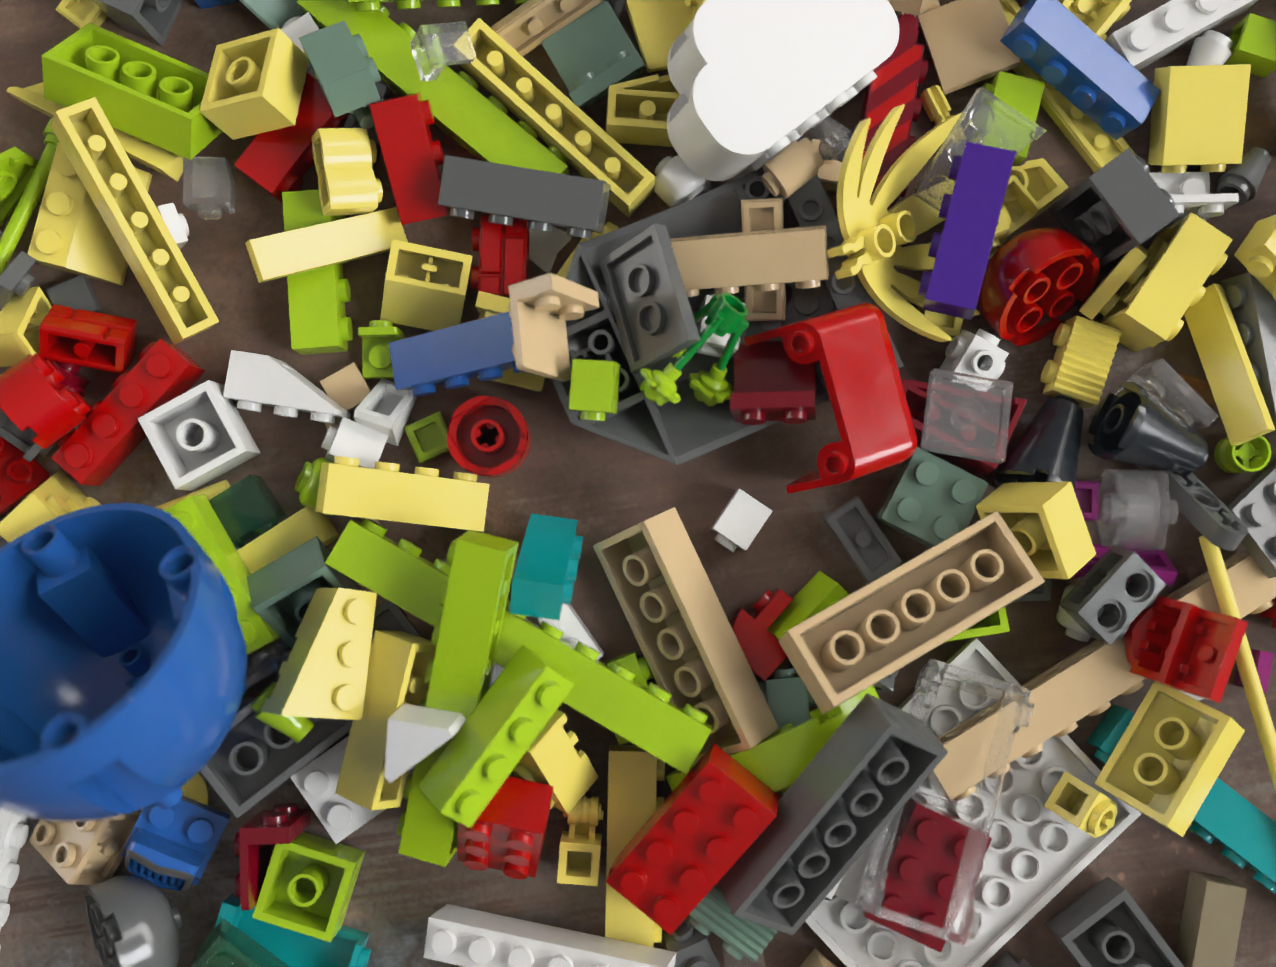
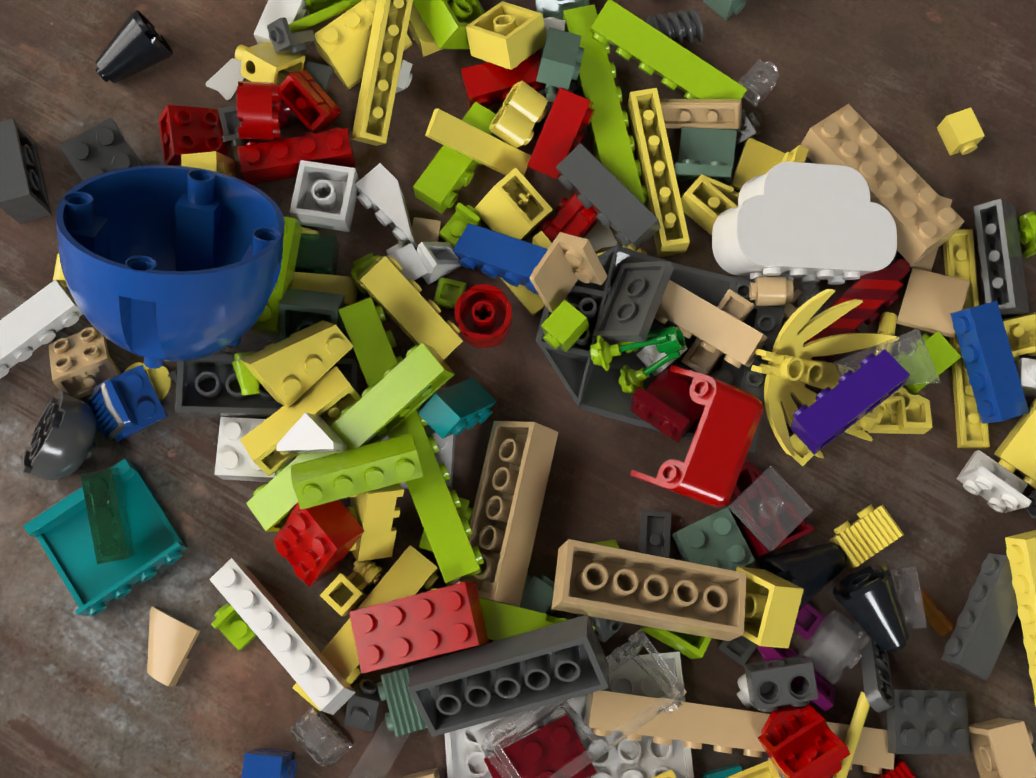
camera: 40 degrees right, 10 degrees down
(209, 186) = (438, 71): clear brick -> none
(254, 846) = (168, 441): dark red bracket -> none
(309, 886) = (180, 487): lime brick -> none
(440, 46) = (624, 86): clear panel -> none
(678, 183) = (701, 256): white head -> none
(740, 521) = (590, 474): white brick -> none
(757, 643) = (546, 545): red brick -> none
(975, 355) = (813, 481): white brick -> none
(1036, 274) = (879, 460): red cylinder -> none
(1104, 296) = (928, 500): light yellow wing -> none
(1116, 208) = (948, 456): dark grey brick -> none
(1173, 281) = (952, 527): light yellow brick -> none
(1228, 367) = (954, 603): light yellow tile -> none
(1251, 454) = (934, 669): lime wheel -> none

